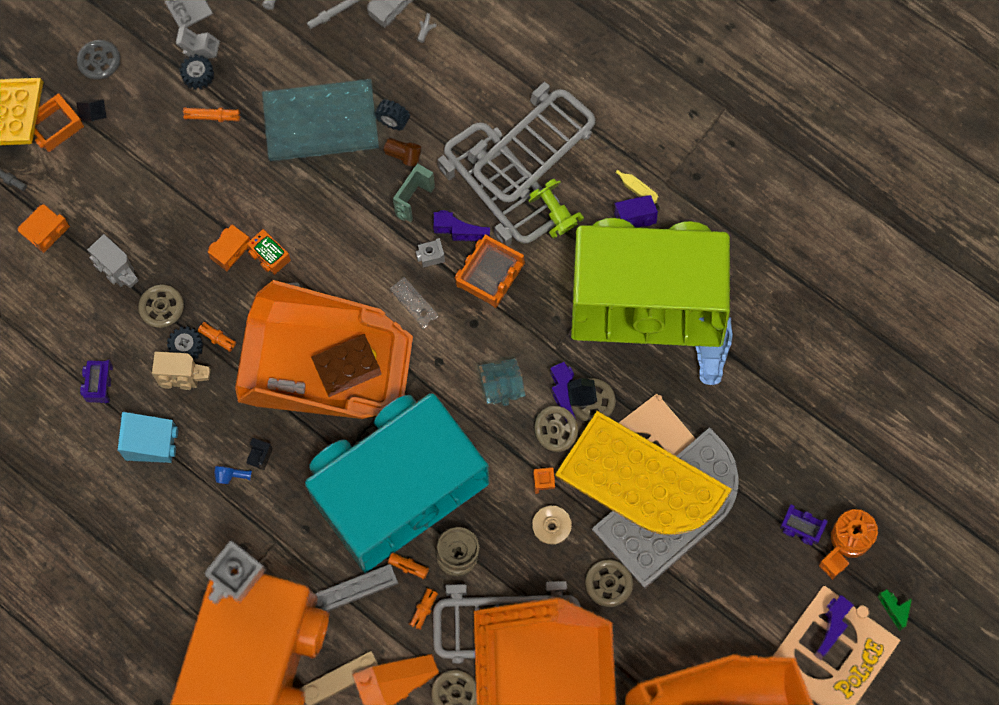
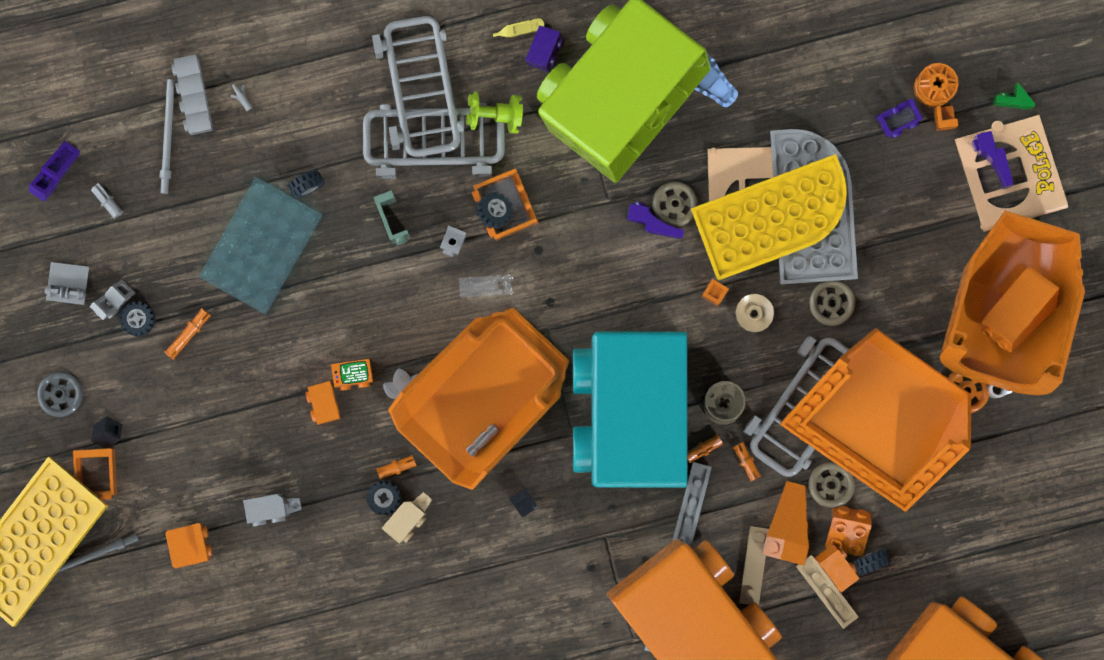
camera: 55 degrees left, 15 degrees up
(96, 381) = (363, 591): dark purple window -> none
(147, 438) = (446, 582): medium azure slope -> none
(160, 321) = (317, 494): dark tan plate -> none
(224, 475) = (520, 540): blue bar -> none
(229, 584) = (648, 599): light grey hinge -> none
(346, 365) = (502, 379): reddish brown piece -> none
(407, 152) = (349, 195): reddish brown piece -> none
(461, 231) = (435, 209): dark purple slope -> none
(480, 255) = (500, 206): none -> black wheel
(502, 381) = (610, 265): clear light blue brick -> none
(571, 427) = (670, 240): dark tan plate -> none
(582, 392) = (667, 209): black panel -> none

